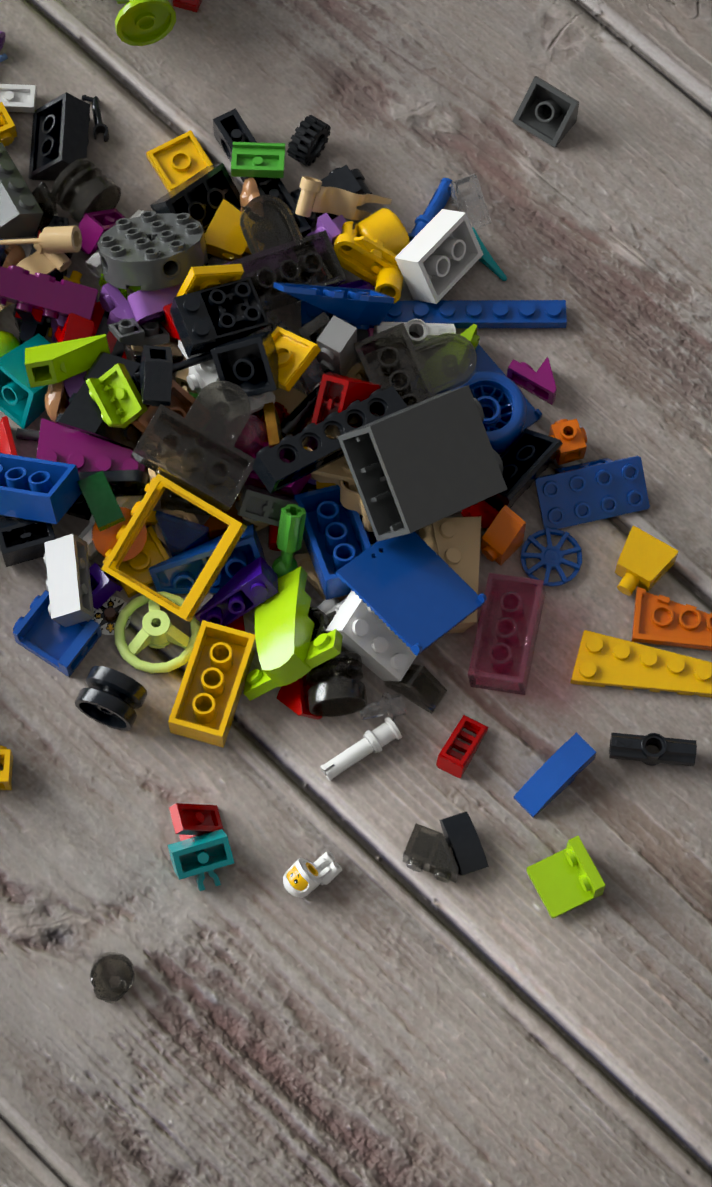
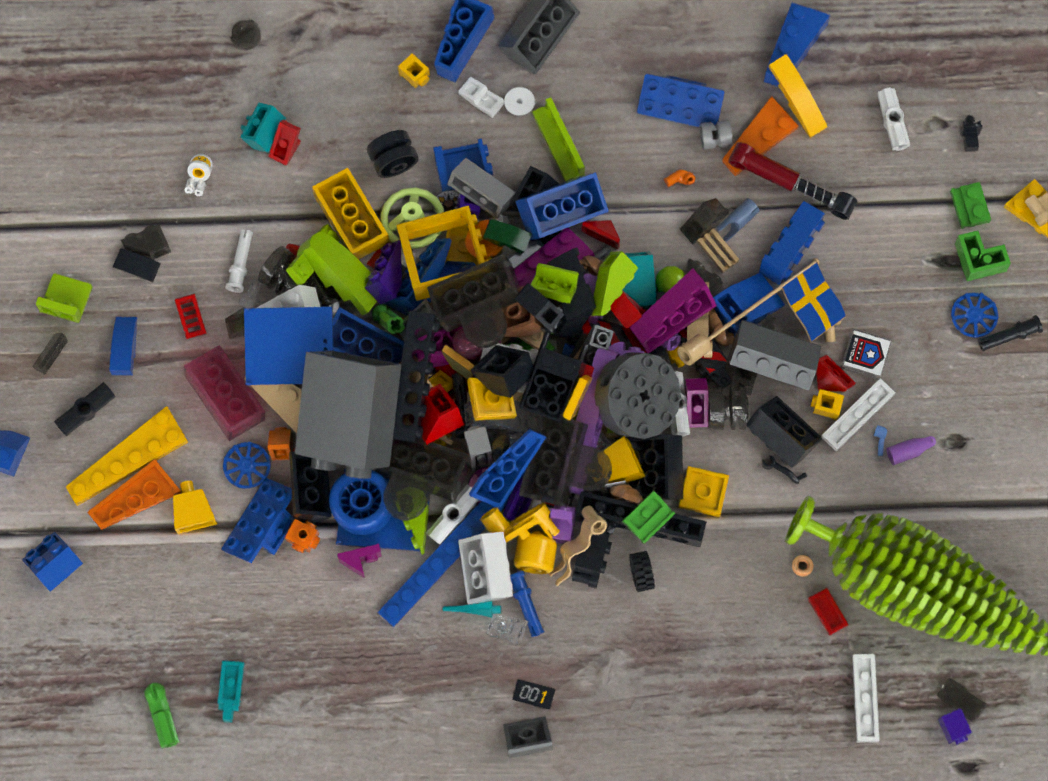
camera: 135 degrees right, 5 degrees up
(175, 40) = (802, 559): none -> light nougat plate
(502, 147) = (533, 694): none -> black sticker
(632, 841) = (50, 353): none -> clear smoke slope

